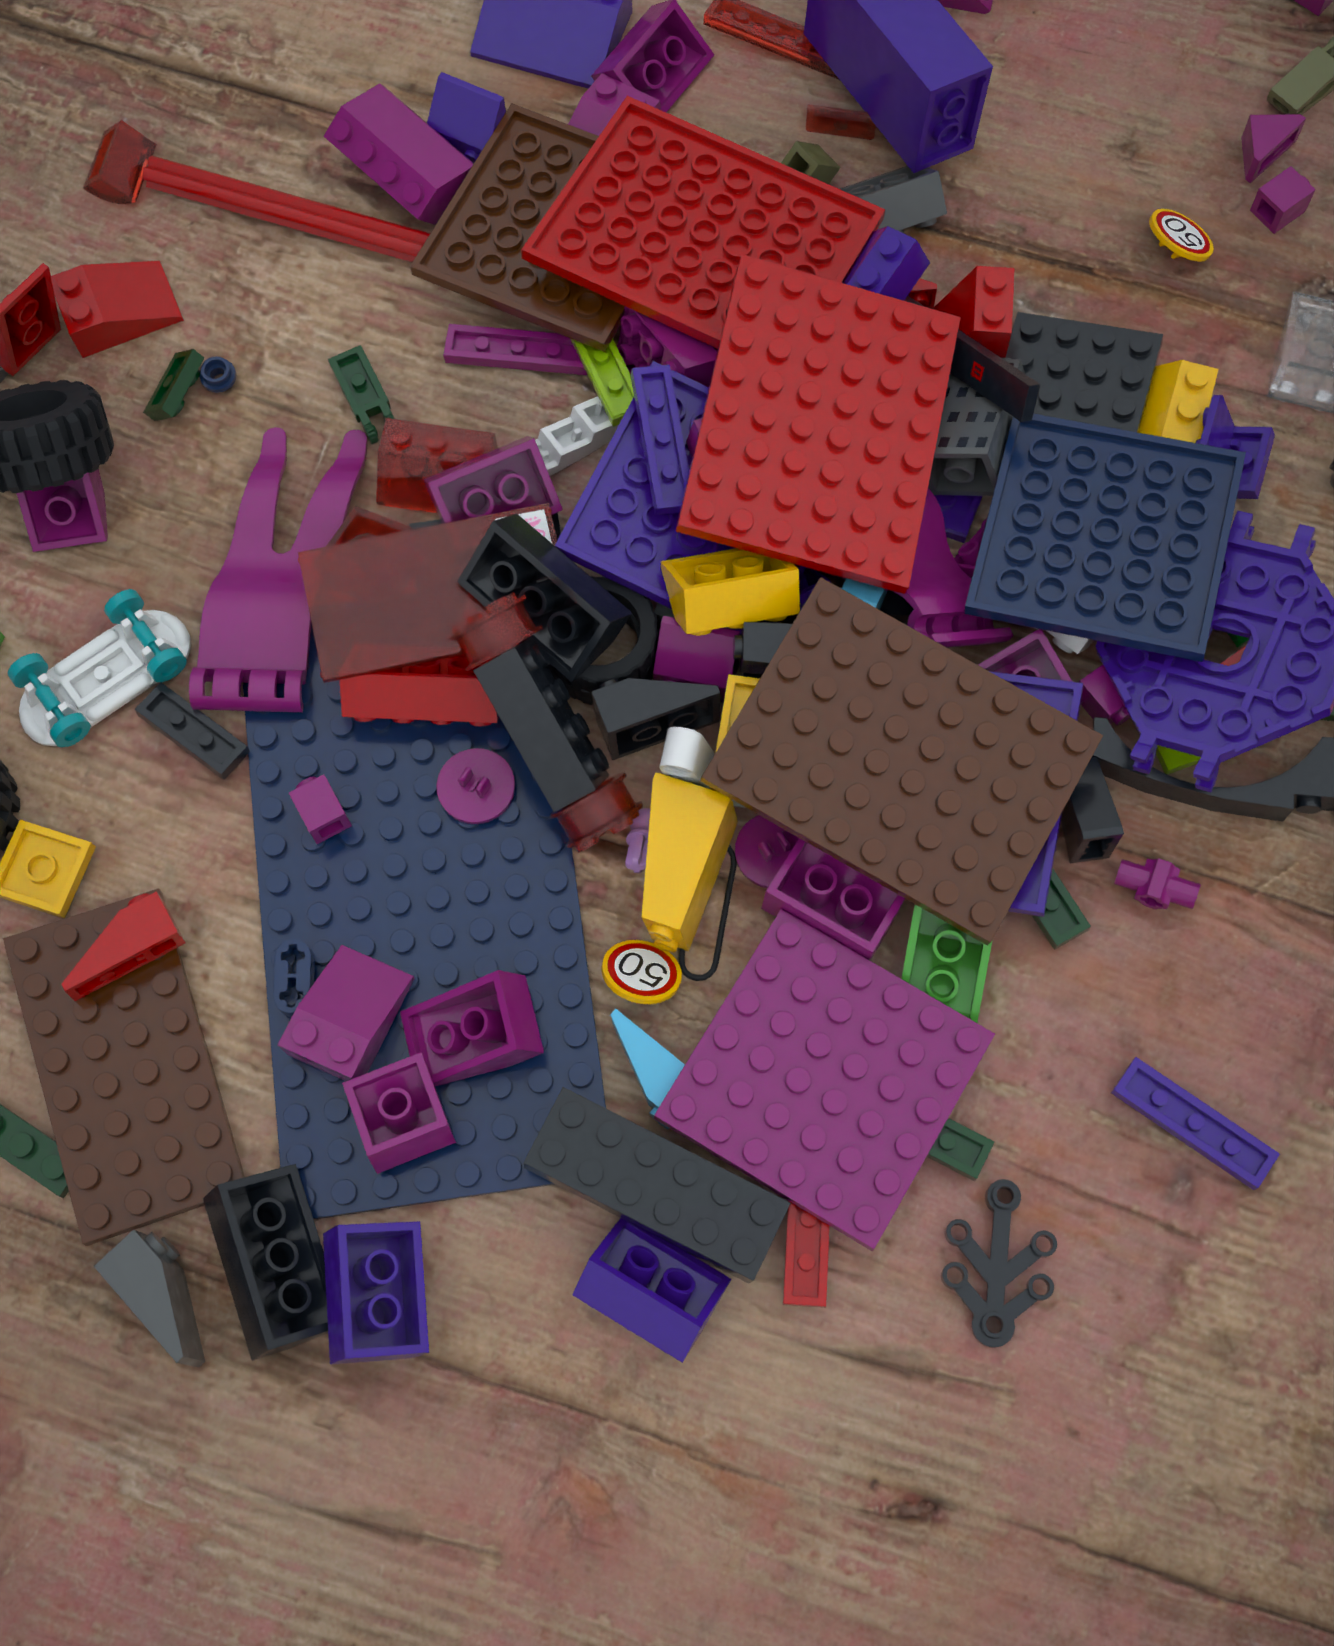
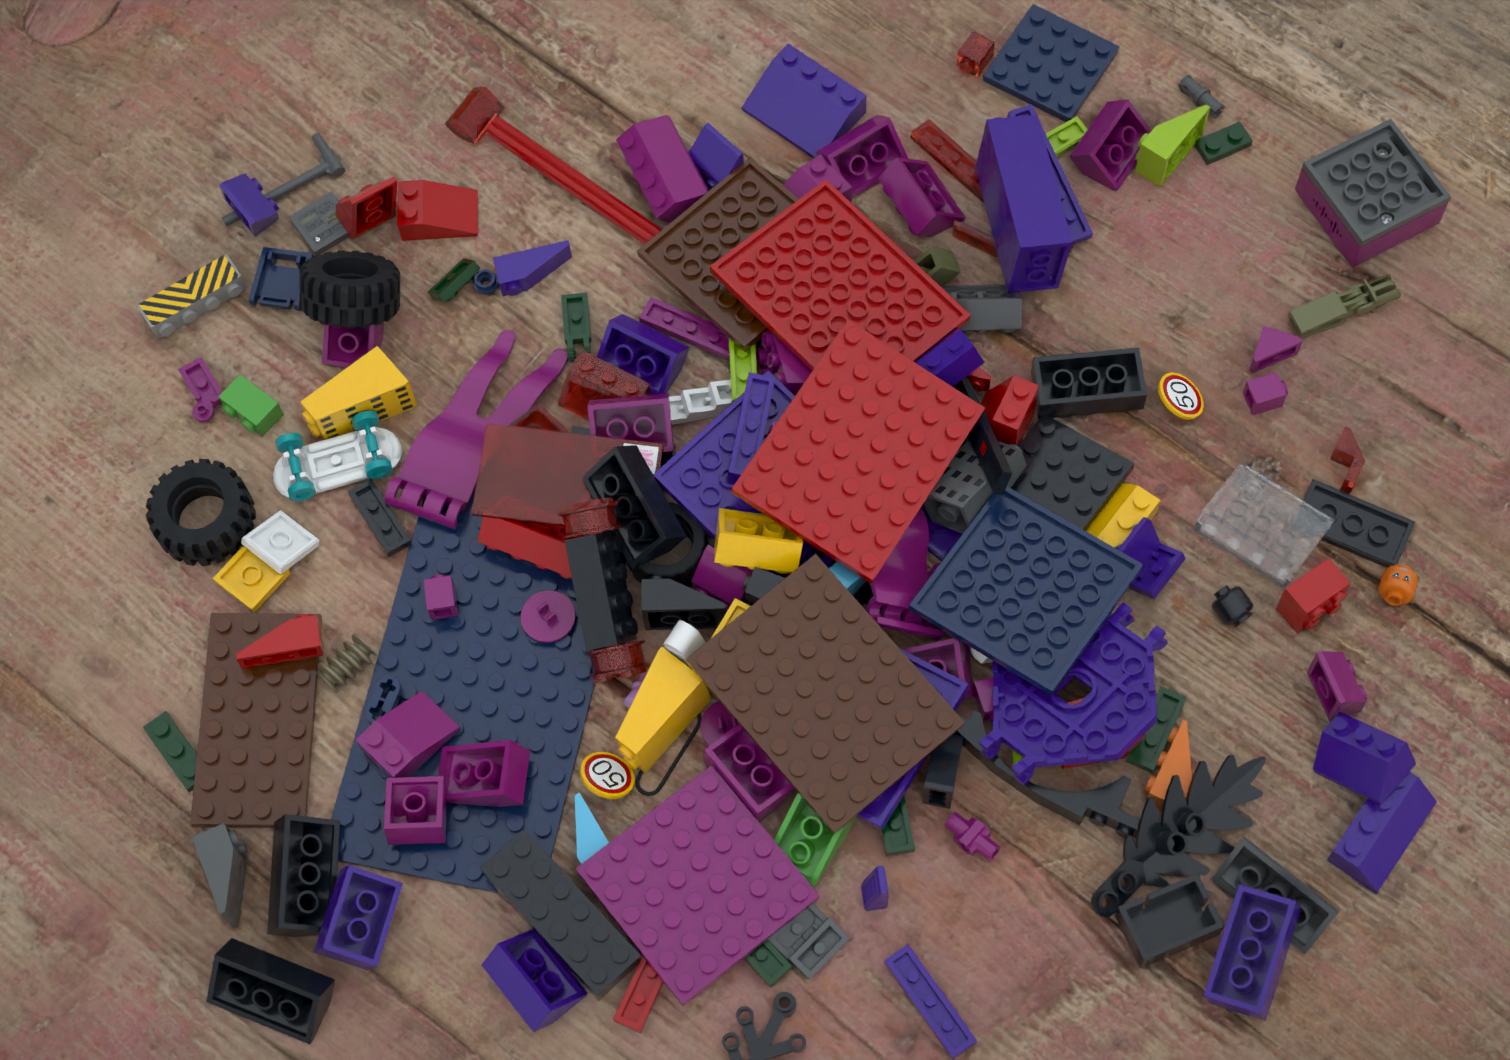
camera: 20 degrees right, 5 degrees down
(65, 809) = (280, 542): none -> white tile
(104, 558) = (365, 385): none -> yellow slope
(219, 942) = (345, 662): none -> dark tan piece
(267, 338) = (526, 268): none -> dark purple slope
(285, 1439) = (269, 990): none -> black slope
(467, 397) = (643, 352): none -> dark purple slope
(747, 92) = (920, 197): none -> magenta slope
(1003, 1099) = (809, 941): none -> dark grey slope
(1065, 998) = (875, 890): none -> dark purple slope
(1067, 251) = (1089, 383): none -> black brick

